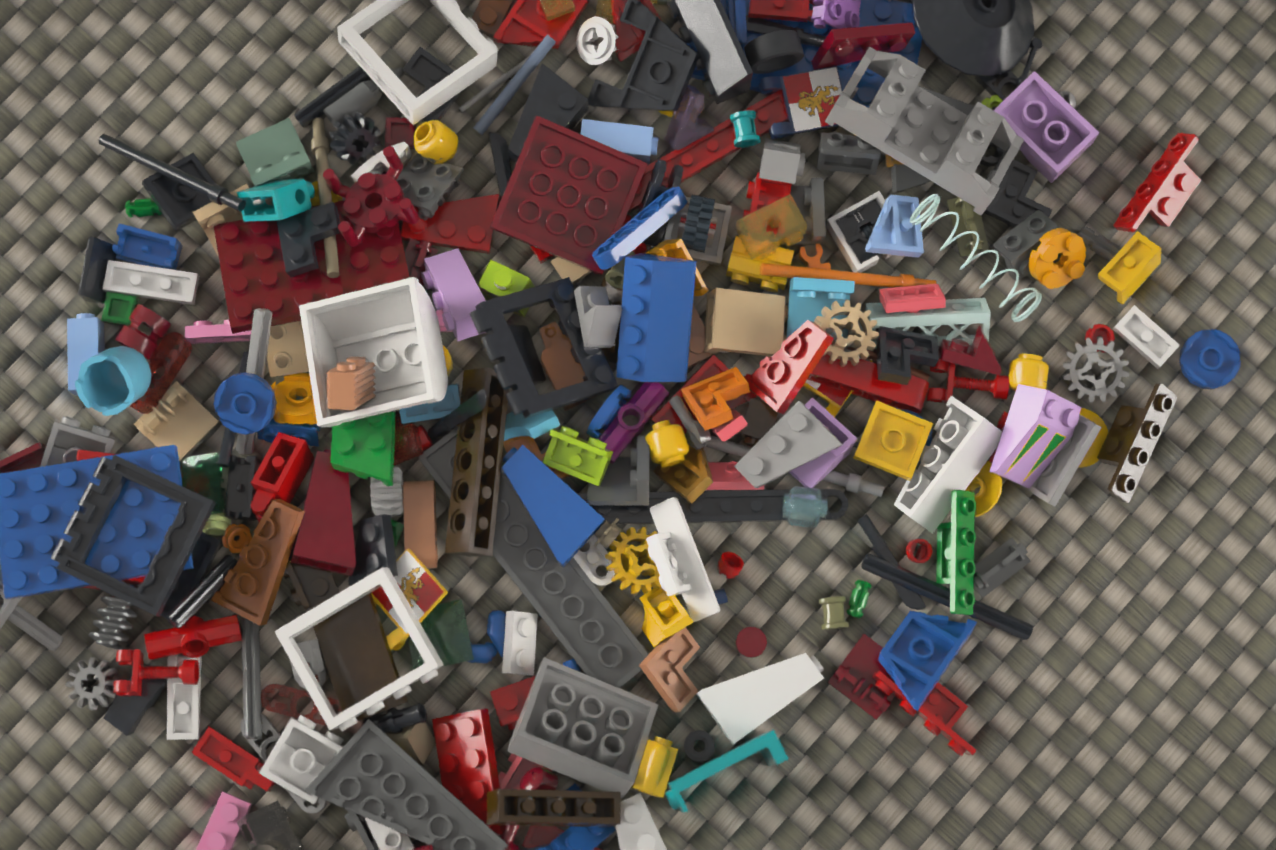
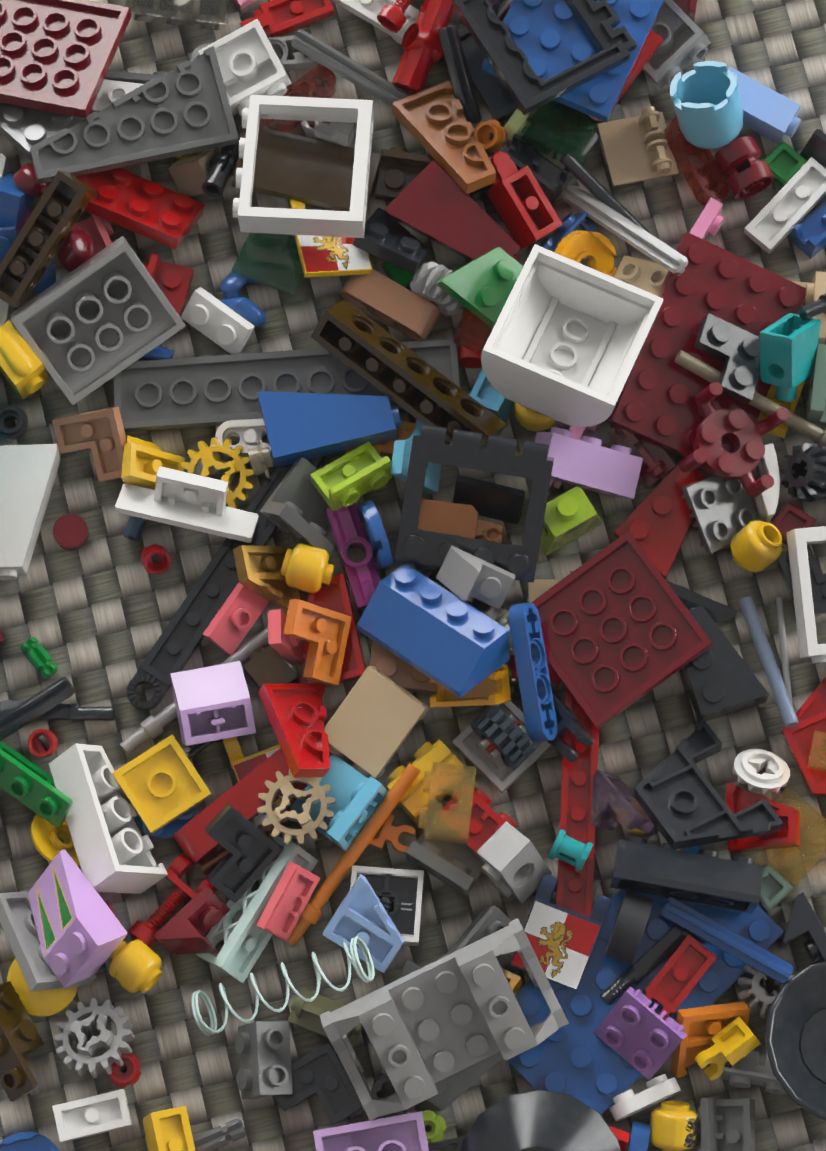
camera: 130 degrees right, 5 degrees down
(245, 403) = (607, 207): blue tile -> none
(350, 384) = (553, 297): nougat brick -> none
(463, 412) = (462, 394): black piece -> none
(626, 138) = (643, 725): light blue brick -> none
(695, 434) = (331, 603): dark grey bar -> none
(787, 445) = (223, 673): light grey wing -> none
(804, 506) = (157, 654): clear light blue head -> none
(833, 613) = (42, 623): olive bush -> none
(852, 43) = (577, 1032): dark red wing -> none
(1069, 265) = (223, 1059): light orange plate -> none

